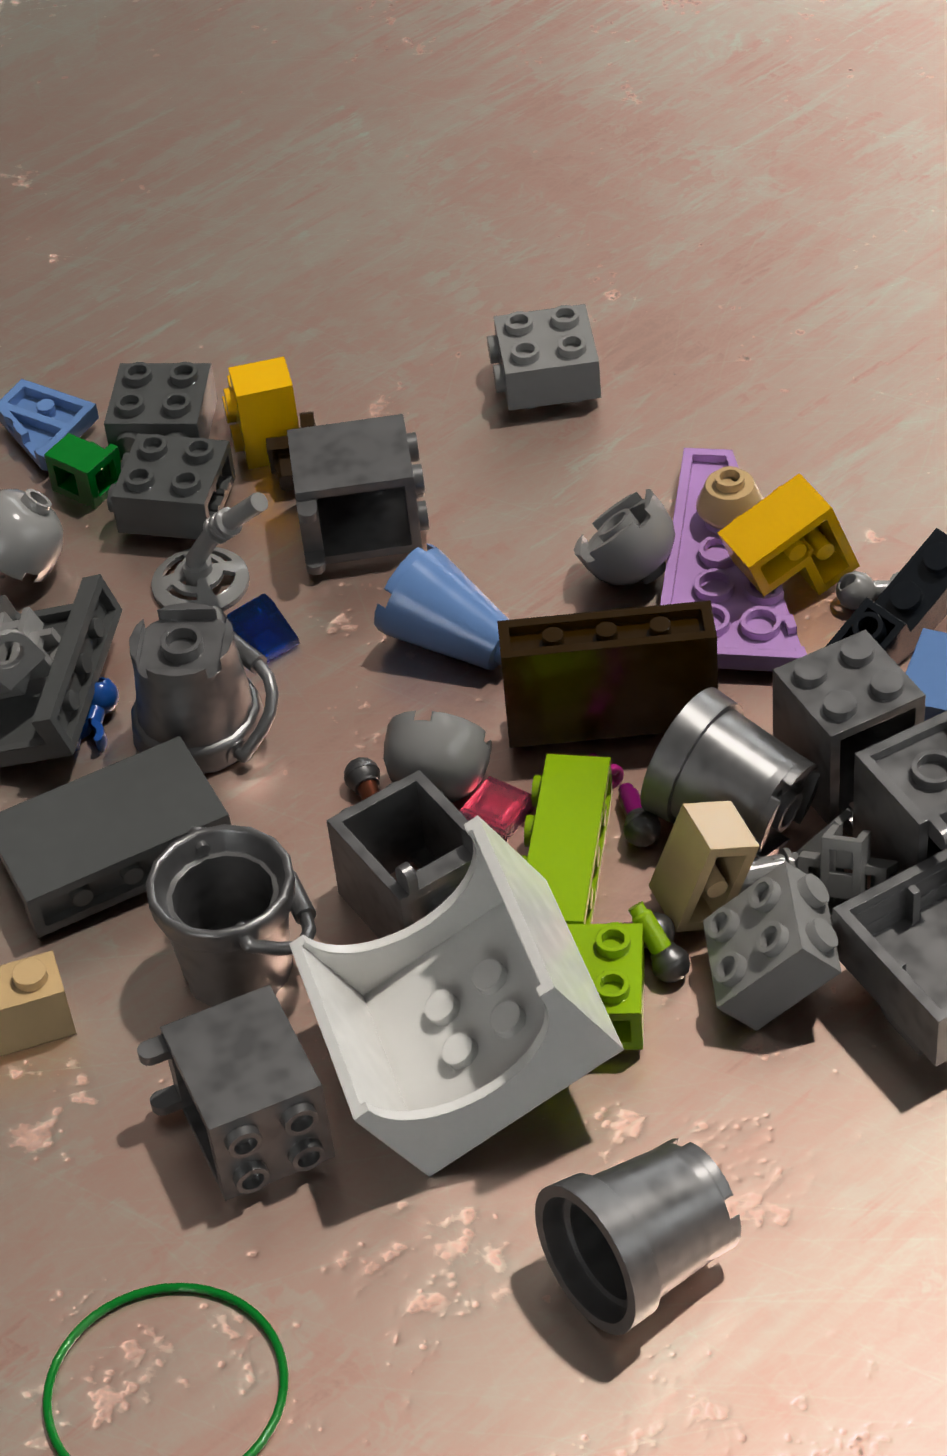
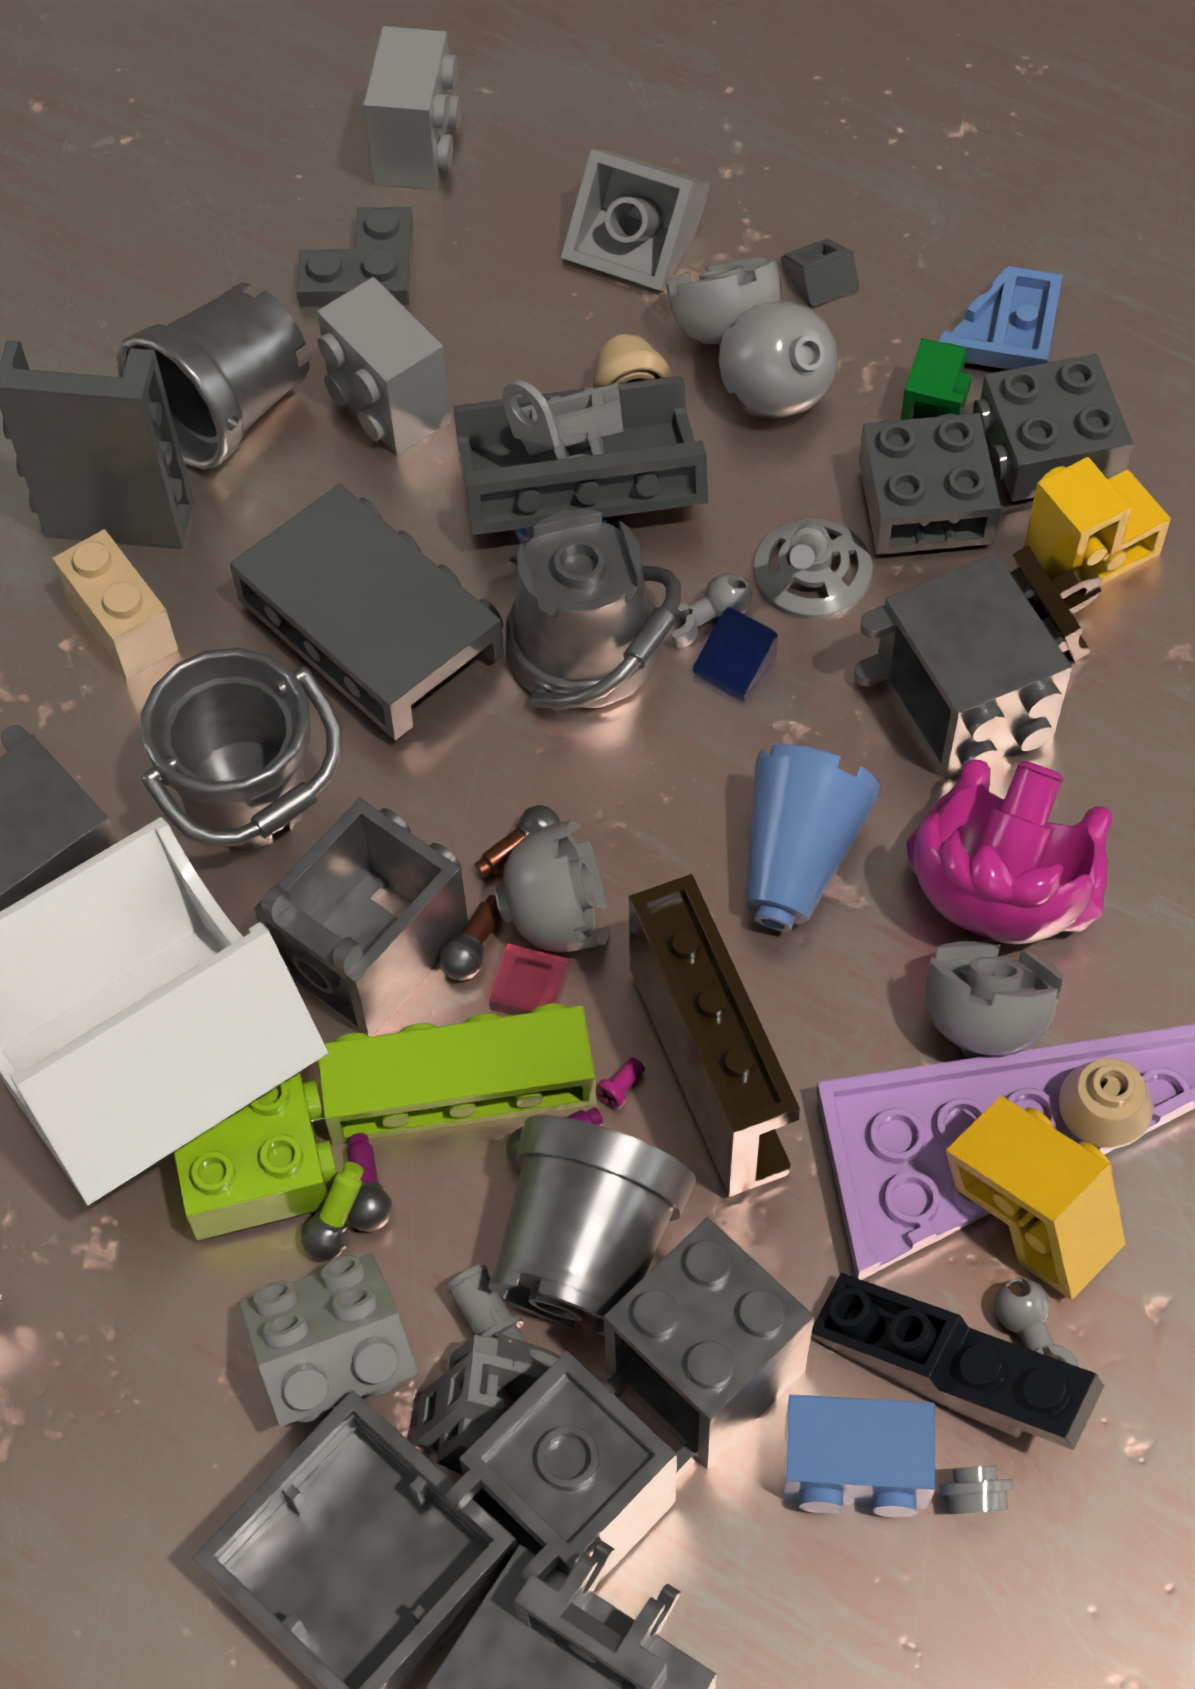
camera: 70 degrees right, 15 degrees up
(530, 513) = (1001, 863): none -> dark pink piece
(702, 863) = (438, 1226): tan brick -> none

